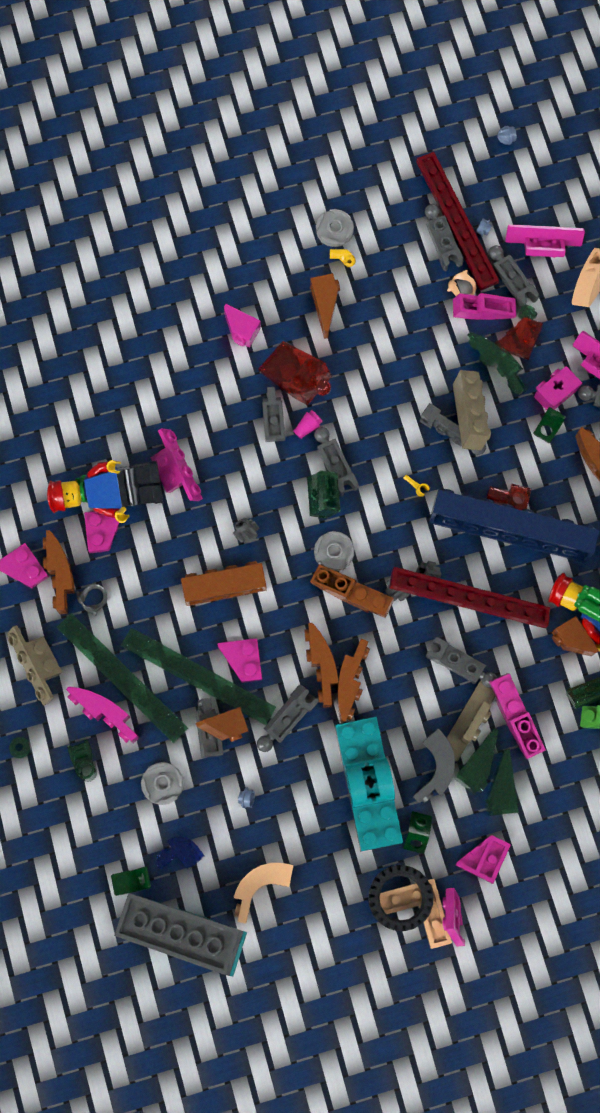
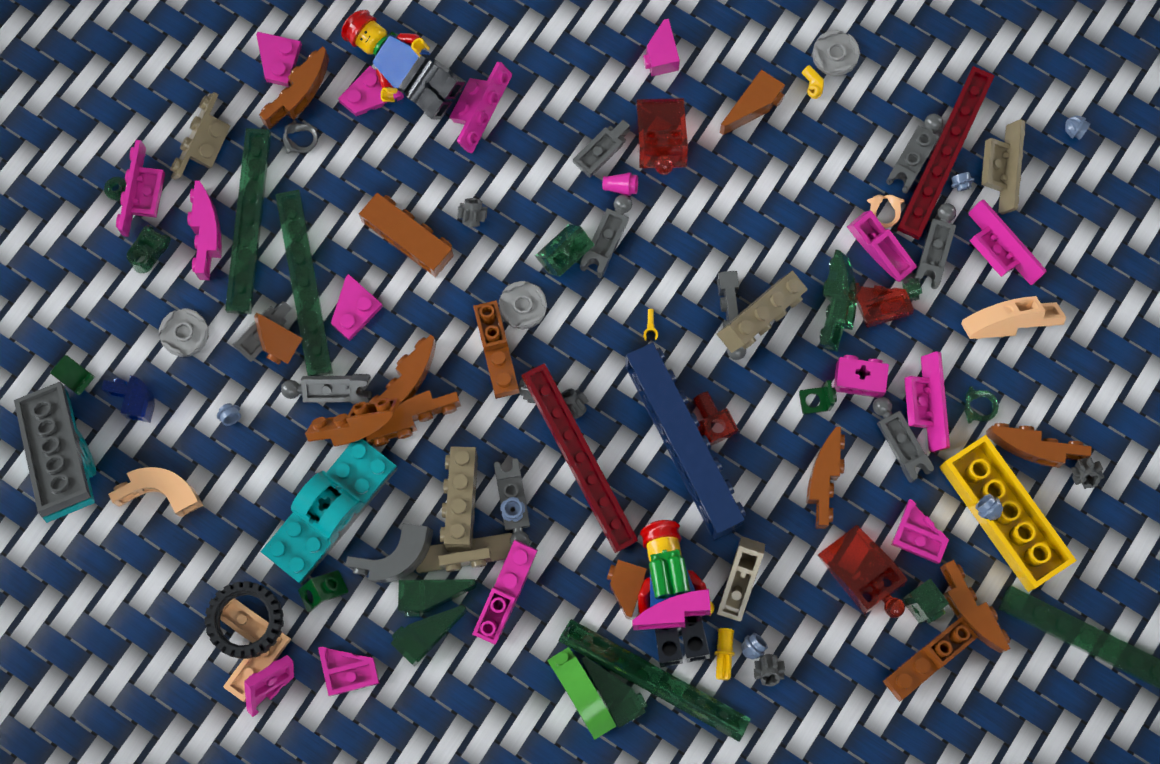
camera: 55 degrees right, 0 degrees up
(39, 730) = (141, 192): none -> dark pink bracket
(332, 714) = (358, 424): none -> dark orange slope
(434, 693) = (460, 499): none -> dark tan brick
(475, 666) = (508, 504): none -> sand blue plate
(496, 195) = (1003, 166): none -> dark tan bracket

